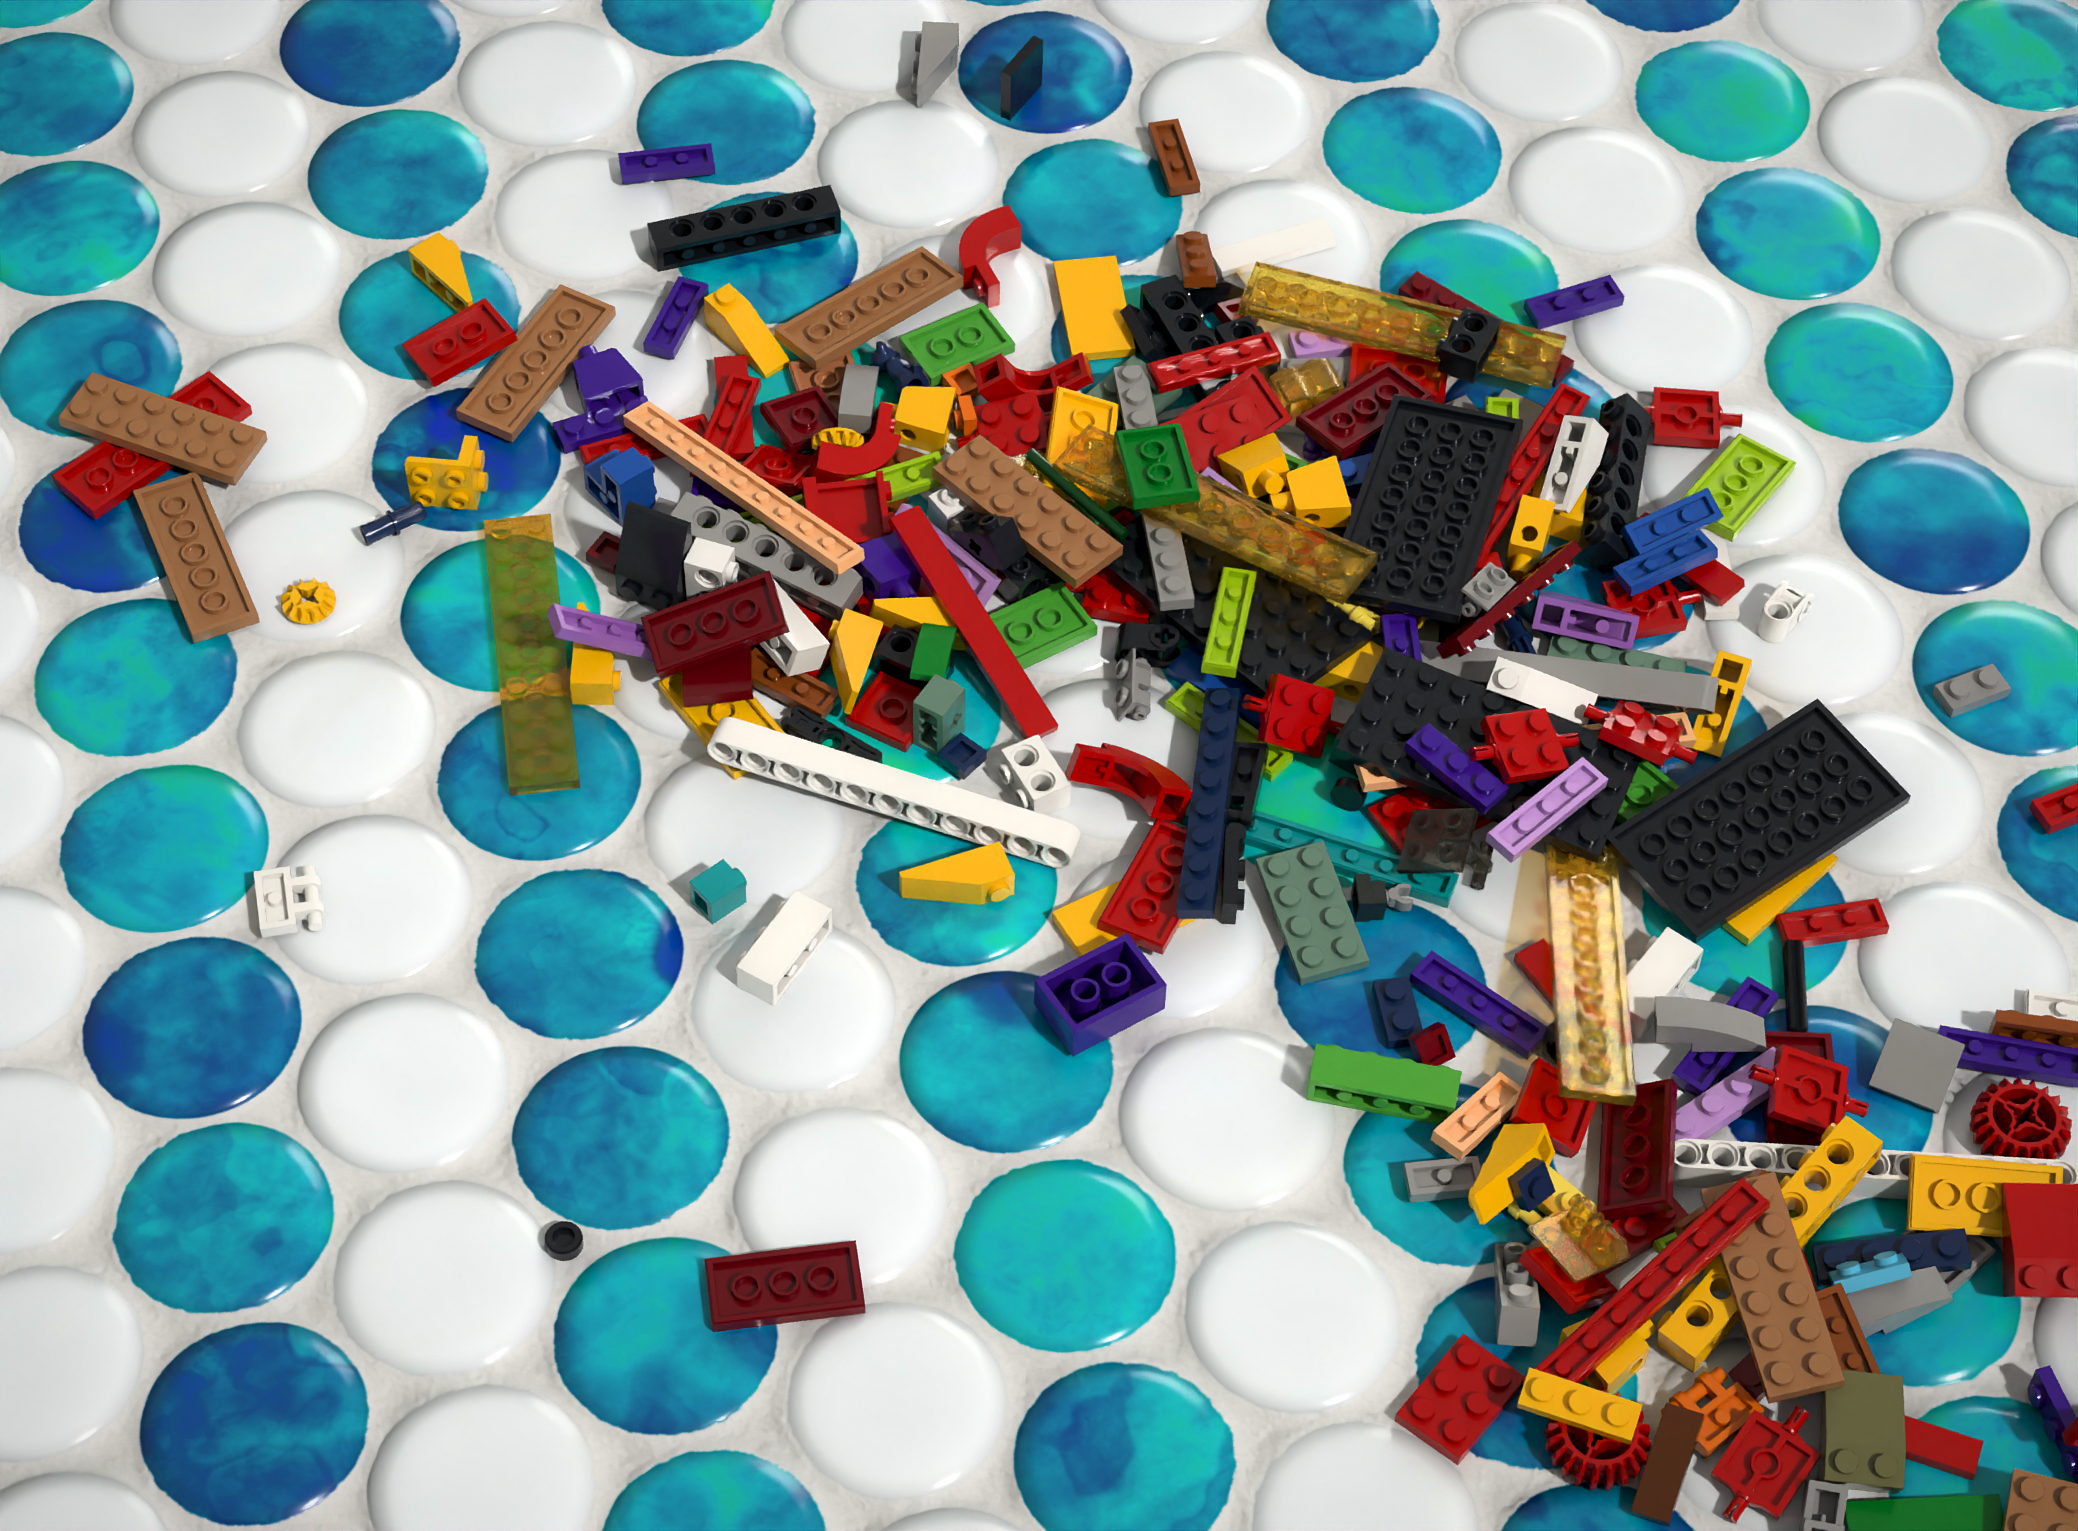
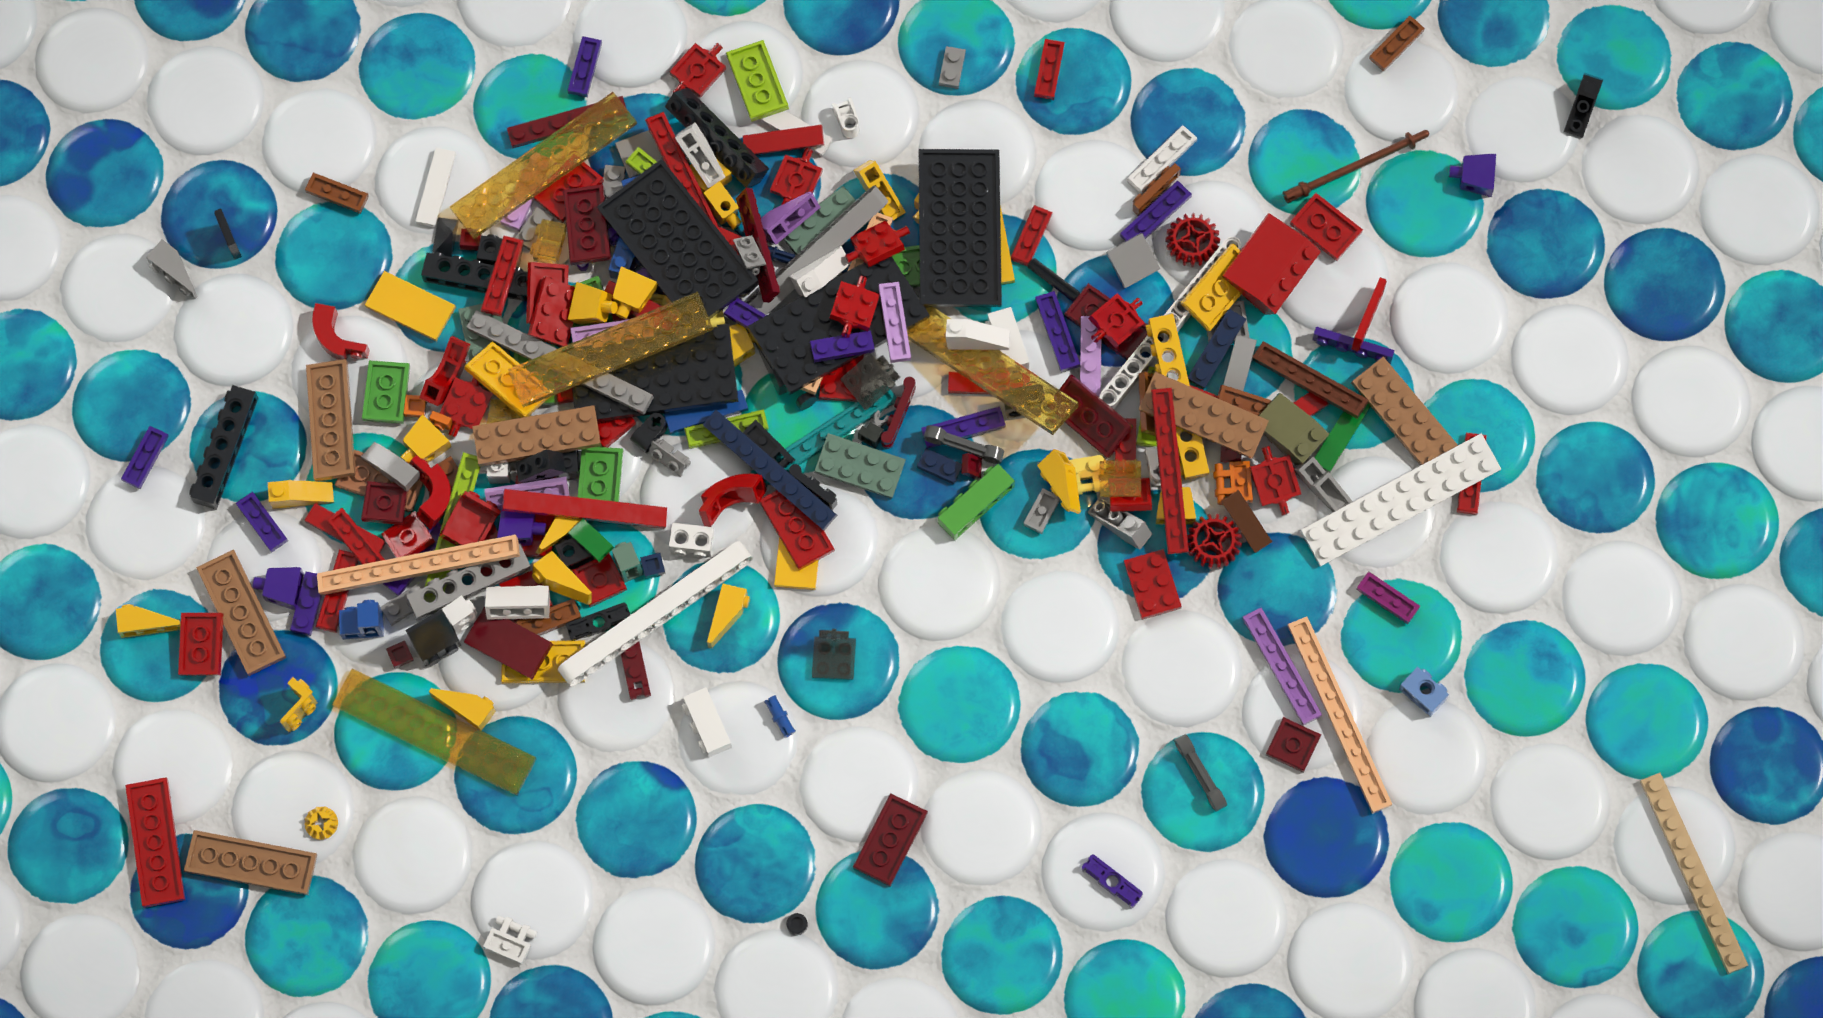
camera: 50 degrees left, 20 degrees up
(163, 428) = (153, 831): medium nougat plate -> none
(393, 522) = (300, 750): dark blue axle -> none
(599, 631) = (466, 687): medium lavender plate -> none
(714, 624) = (499, 634): dark red tile -> none
(718, 891) = (652, 732): teal brick -> none
(795, 825) = (635, 671): none -> dark red plate
(838, 436) = (417, 497): yellow gear -> none
(863, 1032) = (780, 716): none -> blue pin
(897, 368) = (393, 433): dark blue animal -> none
(1008, 1043) = (834, 655): none -> clear smoke plate
(1077, 495) = (544, 405): dark green bar -> none
(1099, 994) = (840, 595): dark purple brick -> none
(1144, 332) = (458, 295): black plate -> none
(1157, 466) = (563, 356): green tile -> none
(1195, 260) = (421, 234): dark orange plate -> none
(1229, 622) = (676, 387): lime tile -> none
(1294, 715) = (750, 394): red plate -> none
(1428, 914) = (895, 421): none -> dark red plate
(1468, 345) = (591, 145): black brick -> none
(1469, 1055) = (987, 452): none -> dark grey piece
(1477, 1116) = (1023, 471): light nougat plate -> none
(1531, 1184) = (1078, 477): dark blue plate -> none
(1540, 1103) = (1040, 441): red plate -> none
(1579, 1406) = (1199, 539): yellow plate -> none
(1617, 918) = (975, 335): none -> white slope
(1665, 562) = (785, 153): blue plate -> none
(1672, 522) = (765, 132): blue plate -> none
(1707, 1025) = (1052, 337): light grey slope -> none
(1882, 1270) = (1222, 366): medium azure plate -> none
(1963, 1415) = (1310, 380): none -> copper plate

